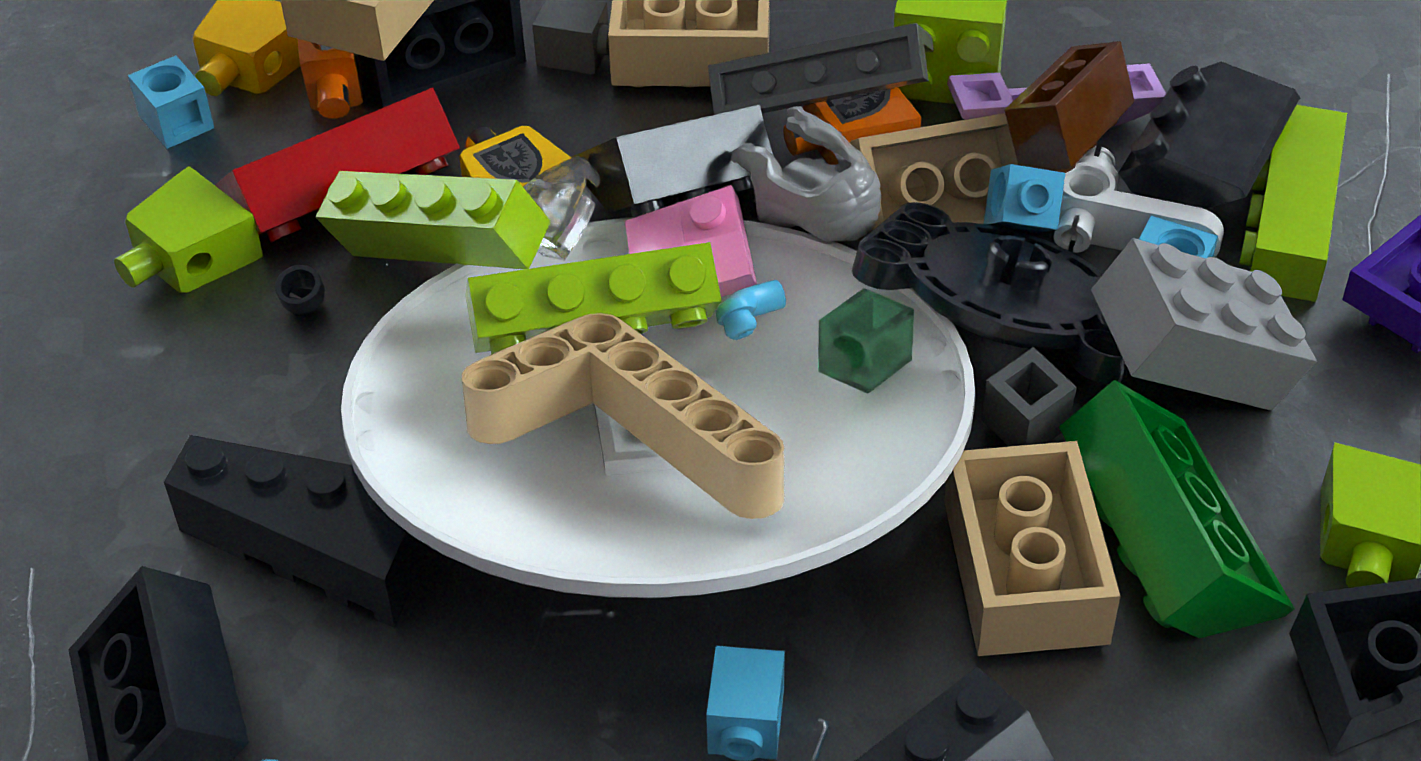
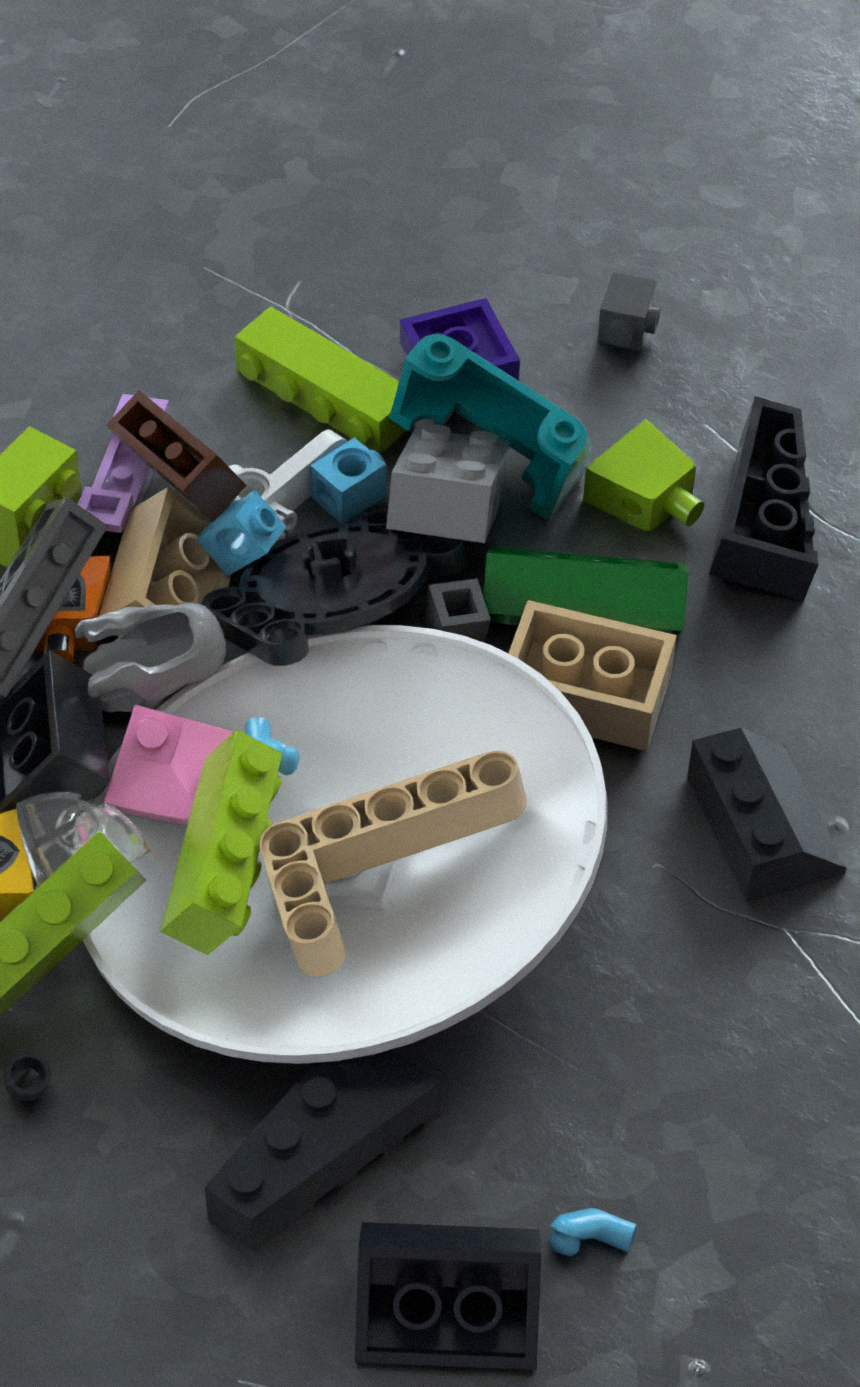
camera: 70 degrees left, 5 degrees up
(745, 703) = (638, 897): medium azure brick -> none
(865, 340) = (368, 681): clear green brick -> none
(1208, 136) = (250, 394): black slope -> none
(1343, 381) = (449, 378): none -> teal windscreen

